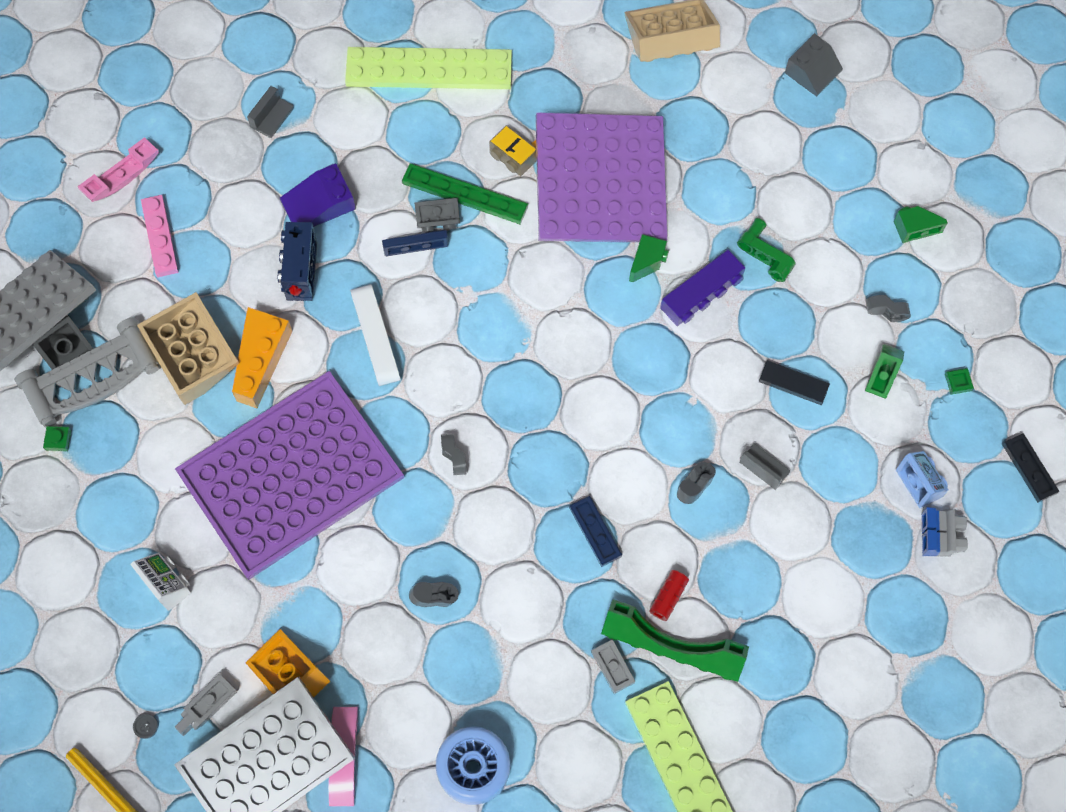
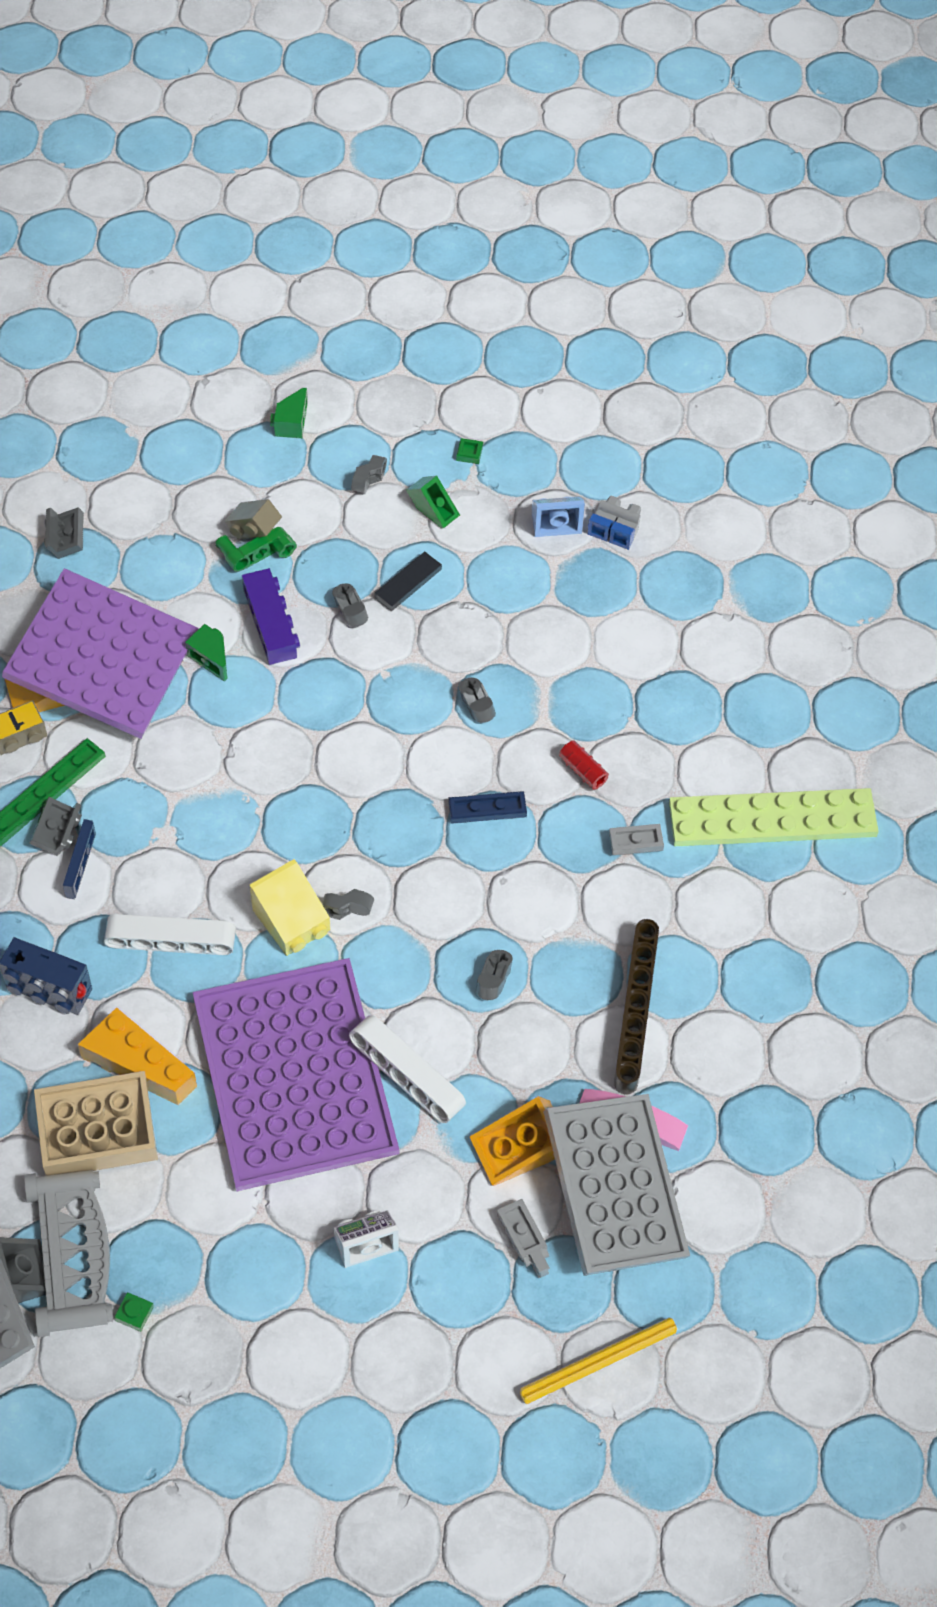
camera: 70 degrees left, 10 degrees down
(145, 726) = (522, 1310): dark grey piece -> none
(316, 557) = (407, 1069): none -> white beam
(427, 411) = (289, 908): none -> light yellow slope
(435, 719) = (635, 1016): none -> dark brown beam
(467, 746) = (688, 975): light blue wheel -> none
(710, 104) = (64, 532): none -> dark grey bracket
(718, 657) = (664, 743): green arch -> none
(751, 338) = (350, 605): none -> dark grey piece
(764, 466) = (485, 638): dark grey panel -> none
(787, 235) = (253, 519): none -> dark tan brick
(814, 65) = (67, 428): dark grey slope -> none
(1030, 468) = (580, 432): black tile -> none

